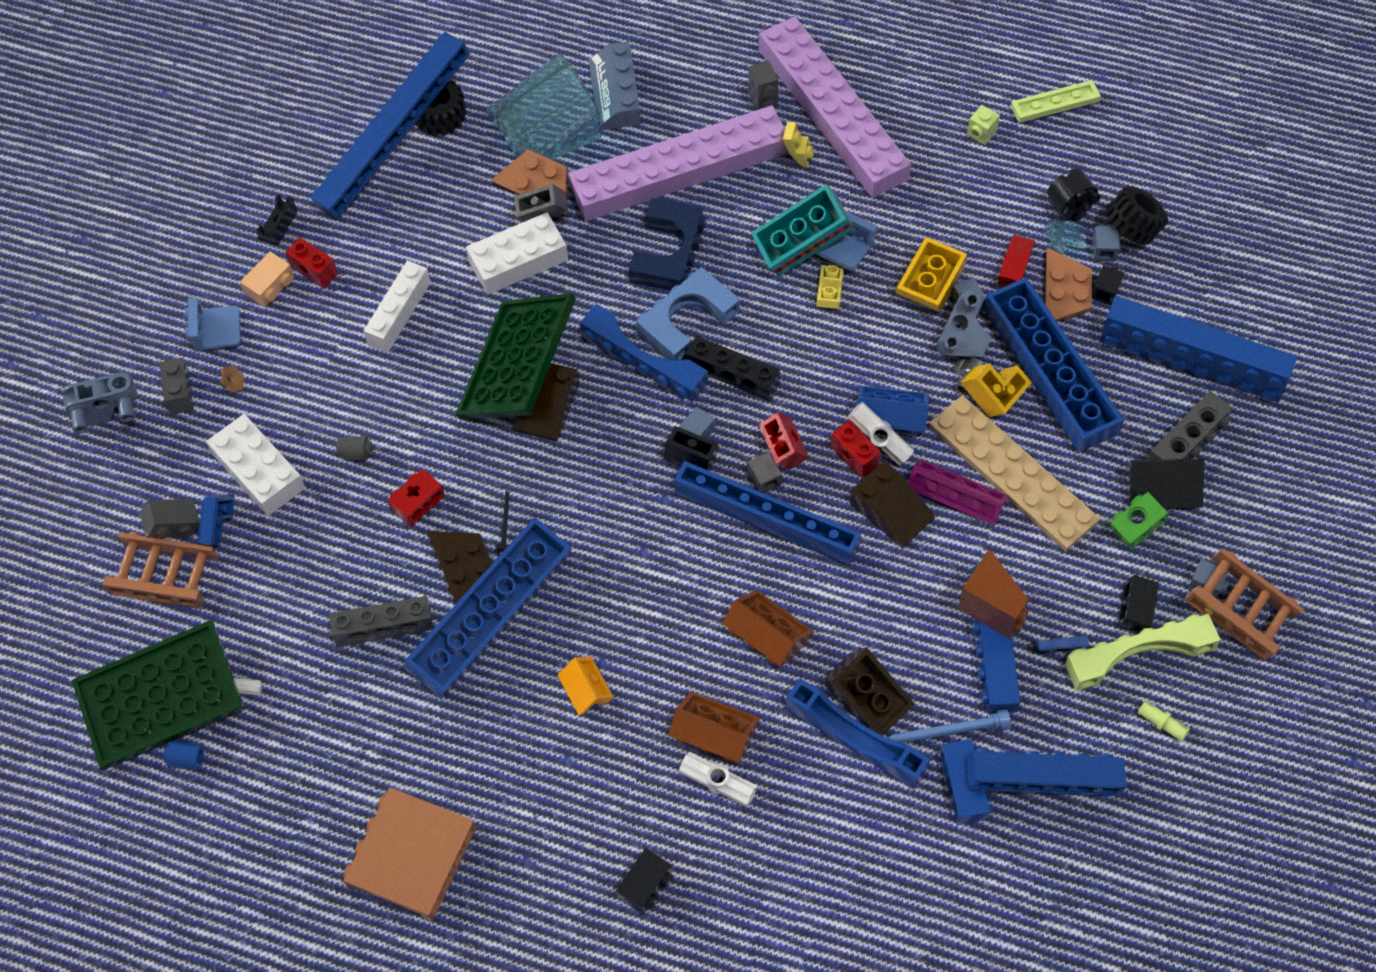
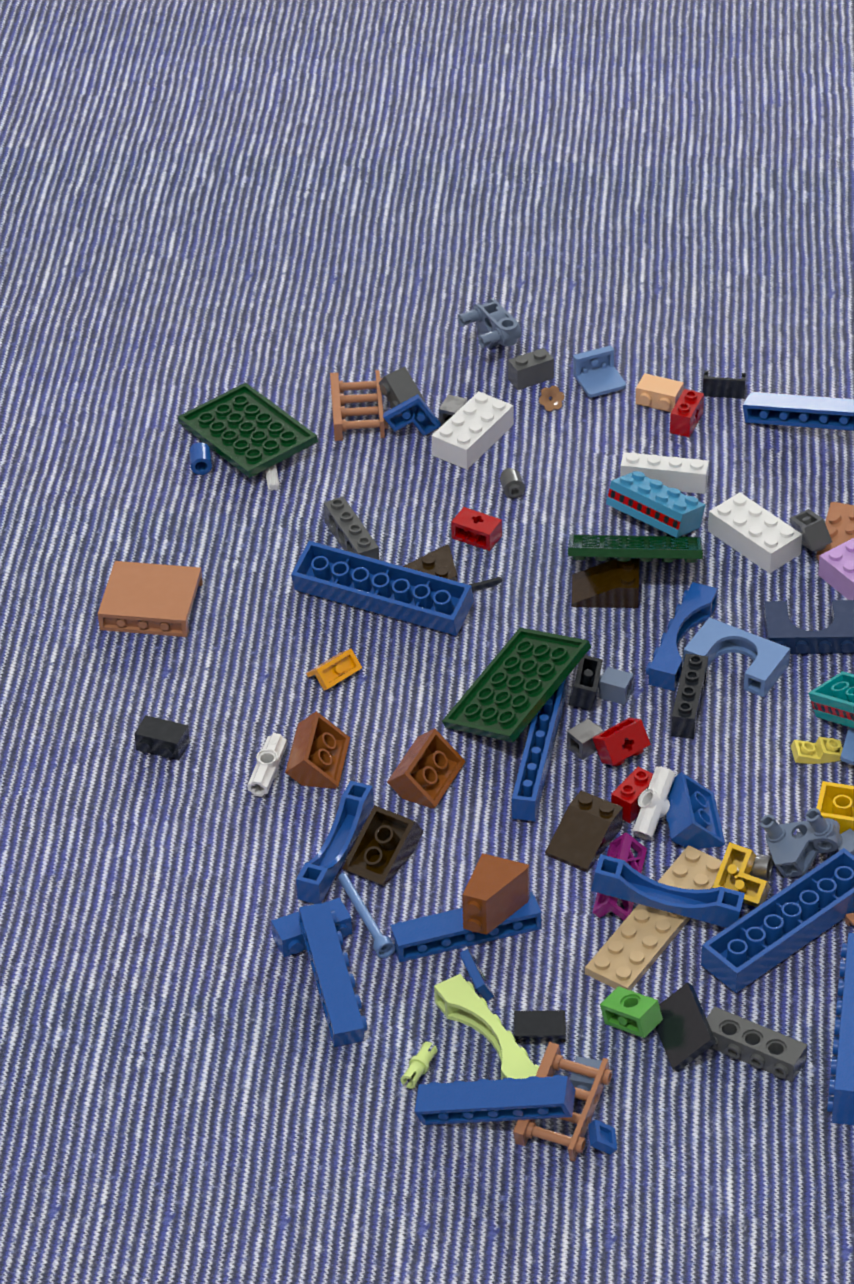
camera: 75 degrees right, 20 degrees down
(214, 476) = (450, 407): none -> flat silver brick
(449, 324) = (655, 504): none -> dark azure brick
(689, 511) = (516, 684): none -> dark green plate
(1012, 451) = (620, 880): none -> blue arch
(1246, 658) = (495, 1100): none -> blue brick
(1282, 582) = (602, 1137): none -> blue plate

